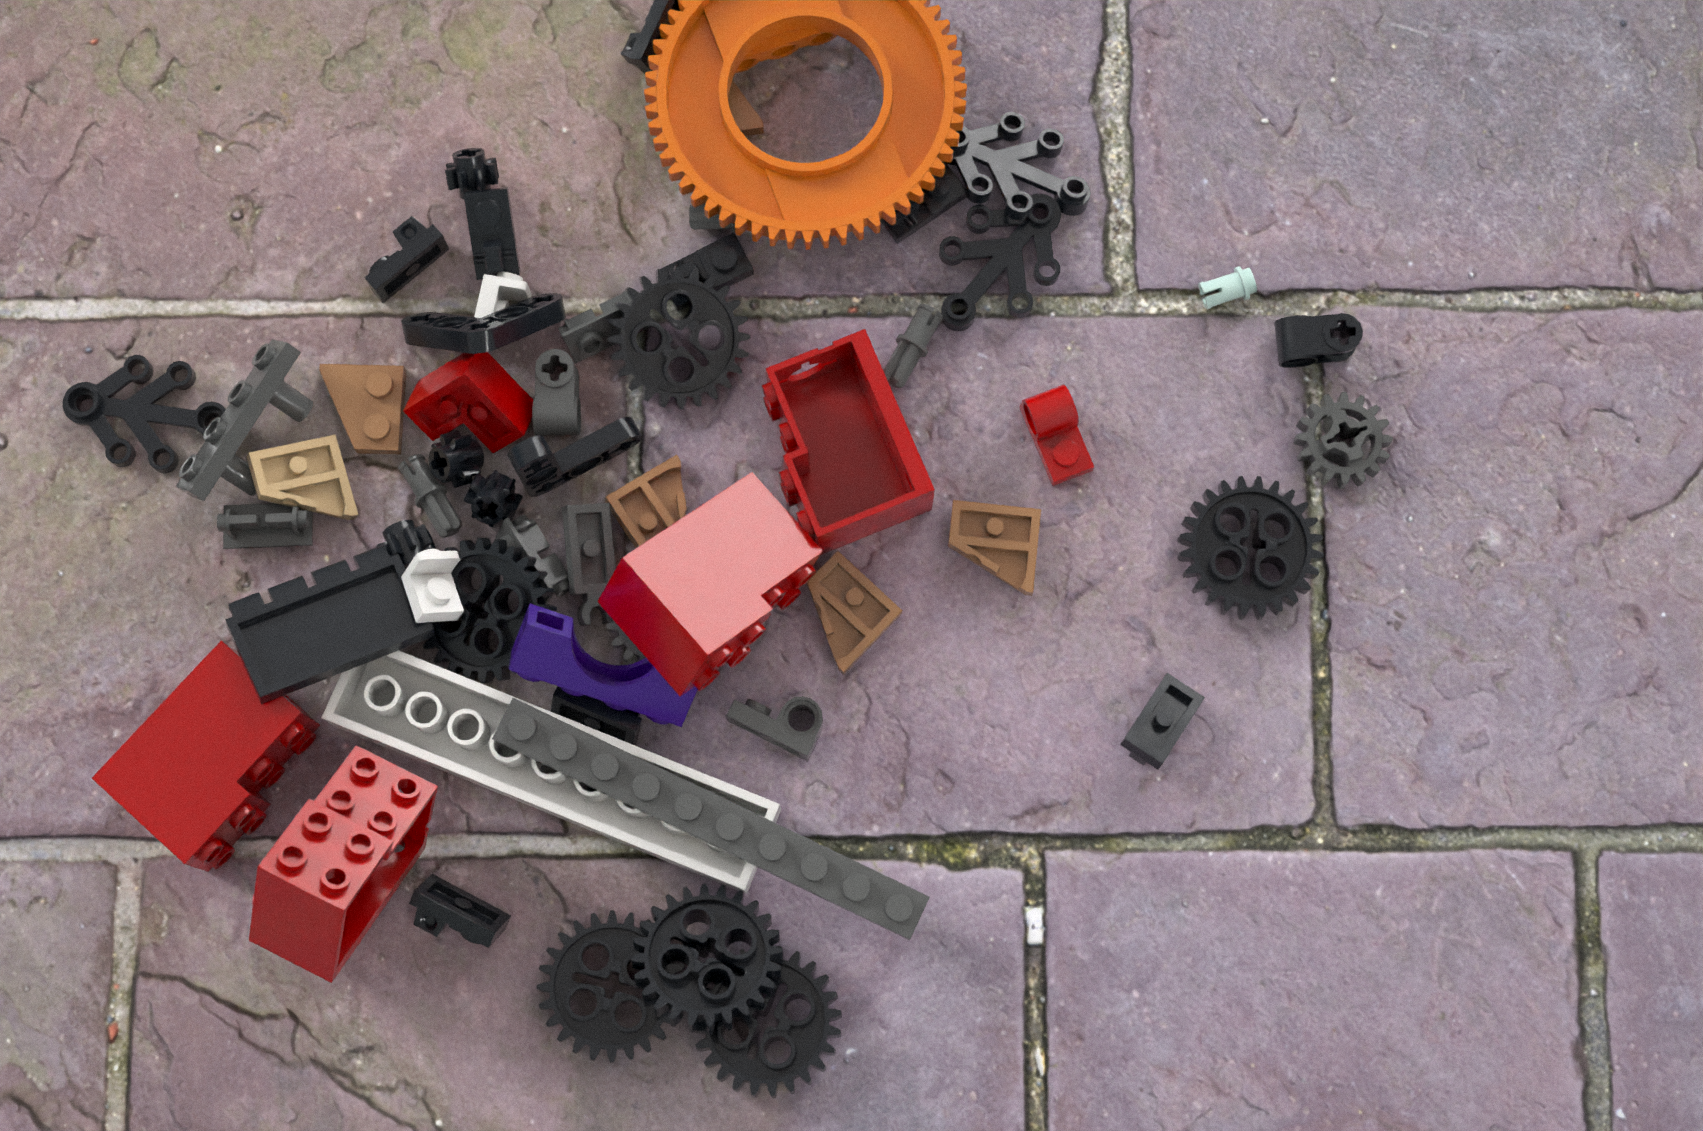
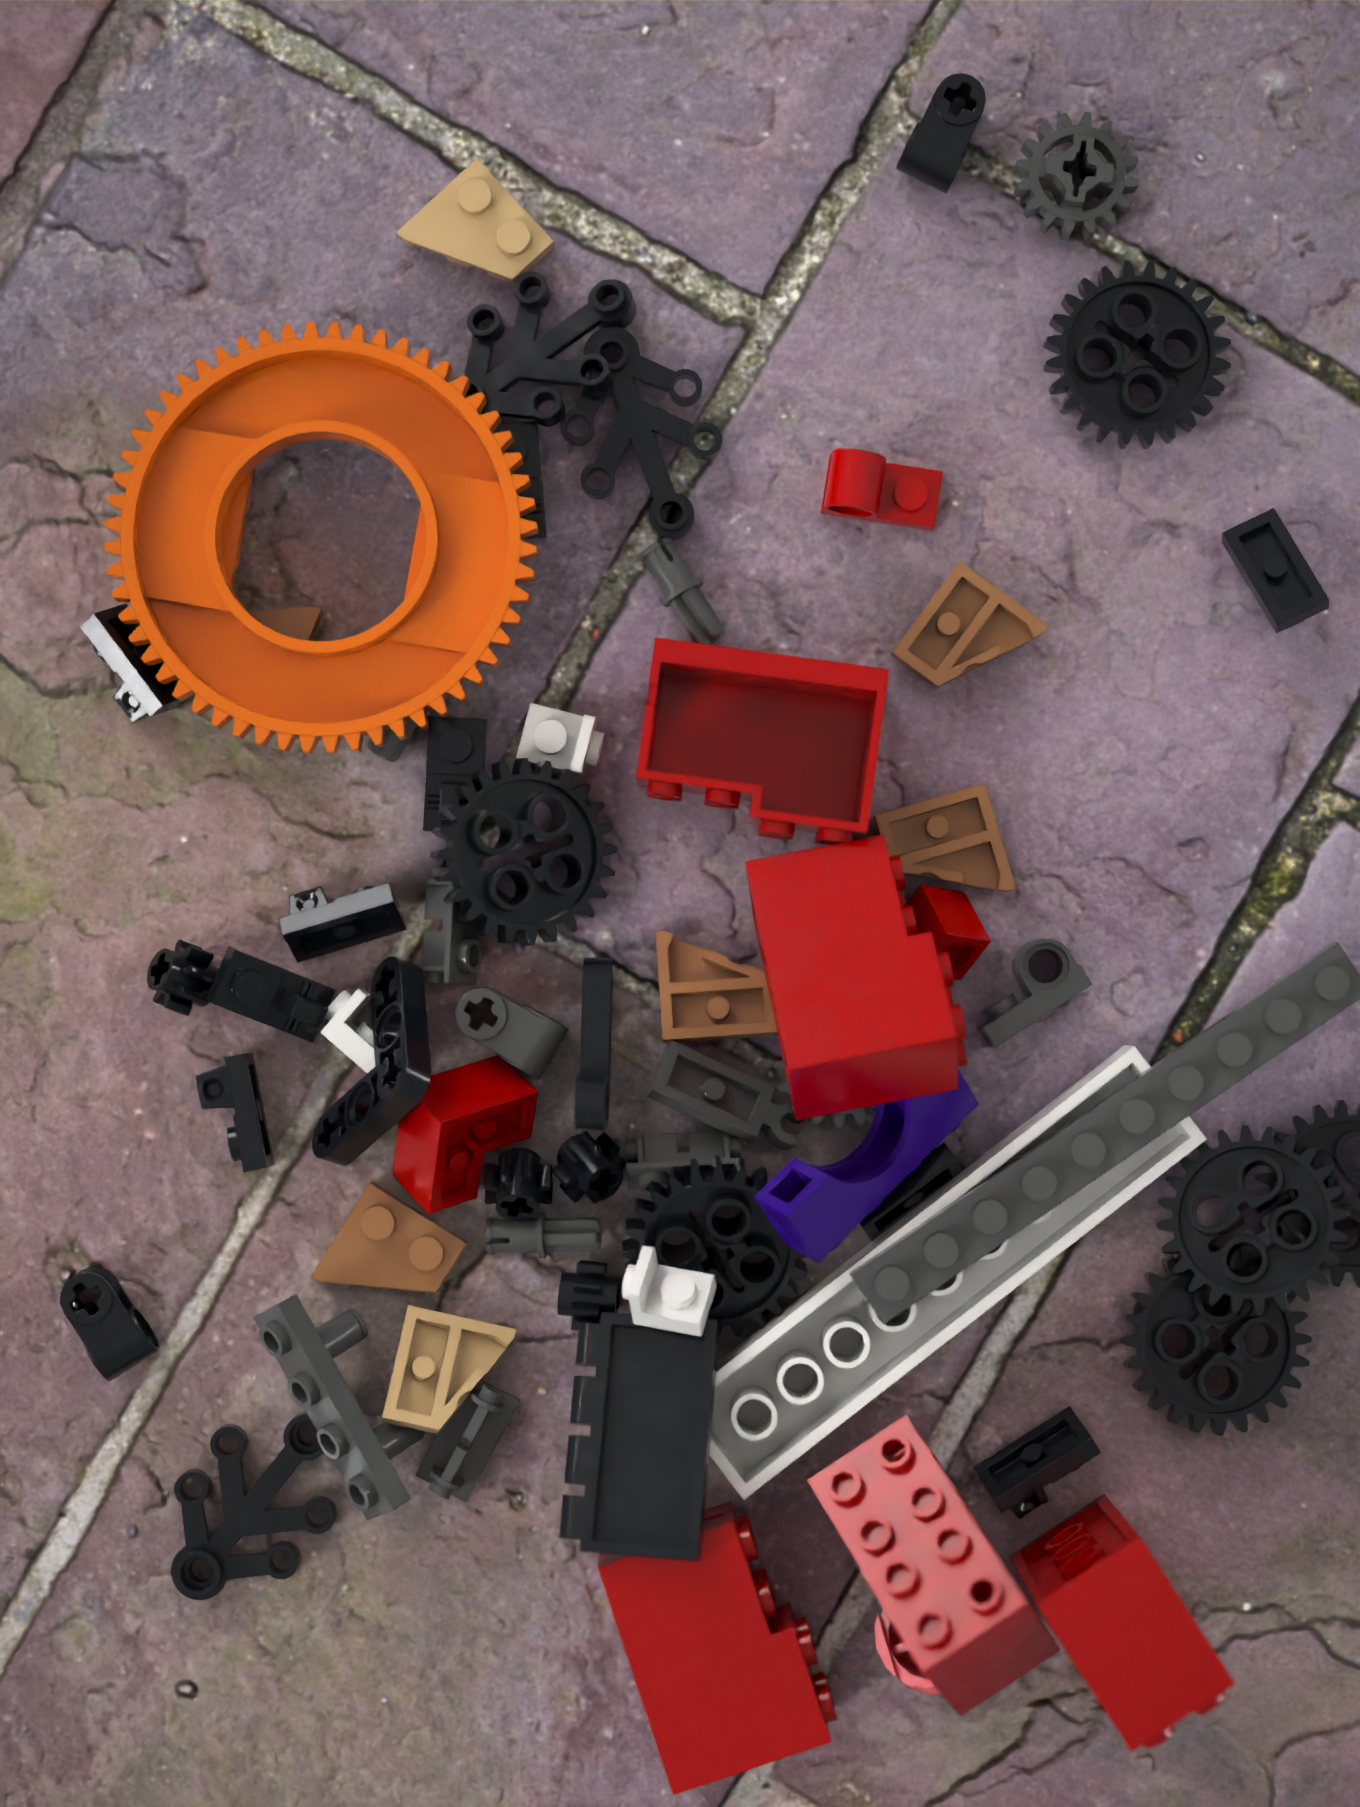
camera: 55 degrees left, 10 degrees up
(217, 258) = (113, 1332): none -> black piece
(370, 1013) = (1122, 1623): none -> red piece
(559, 245) = (326, 927): none -> black hinge
(768, 324) = (560, 738): none -> white bracket
(787, 642) = (952, 924): none -> red panel
(1071, 87) = (479, 227): none -> tan wing
(1230, 287) = (824, 194): light aqua pin -> none

